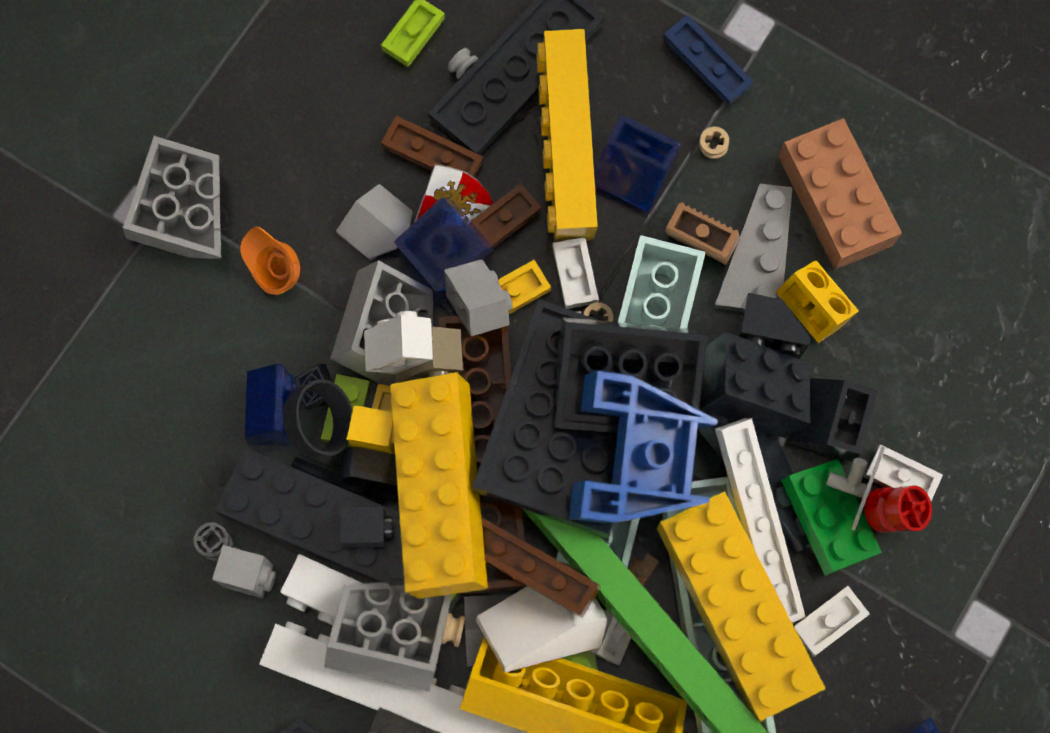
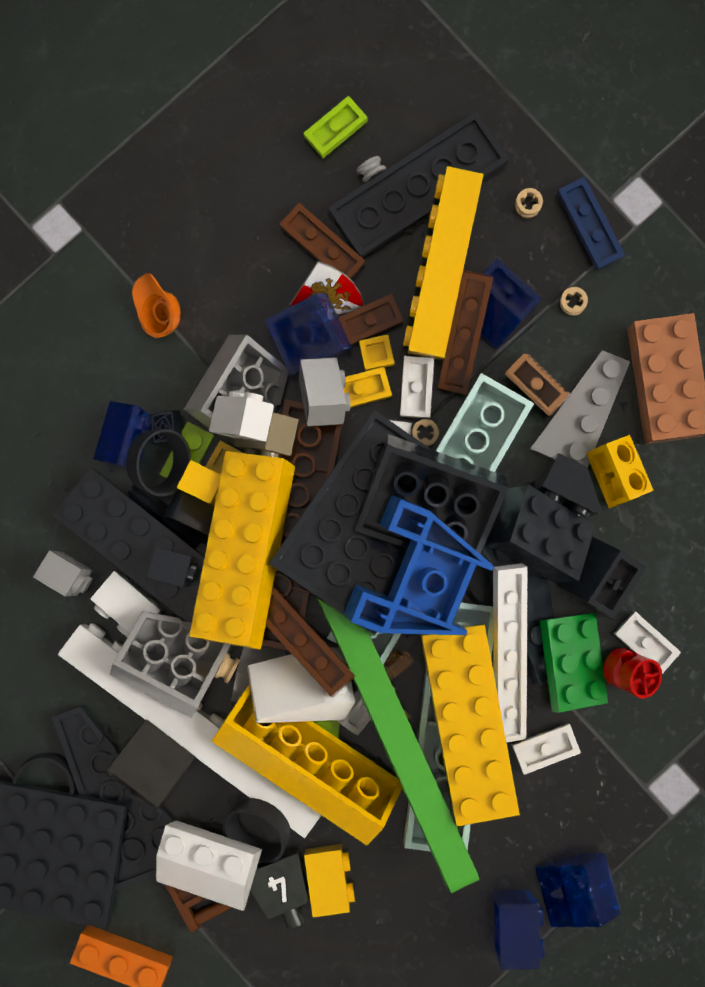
camera: 20 degrees right, 10 degrees up
(177, 201) = (88, 230): light grey wedge -> none
(215, 543) = (53, 538): dark grey wheel -> none
(375, 223) = (257, 295): light grey slope -> none
(521, 247) = (376, 352): none -> yellow plate
(611, 200) = (465, 332): none -> reddish brown plate
(642, 47) = (536, 196): none -> tan bush
(853, 483) = (600, 642): light grey shield -> none

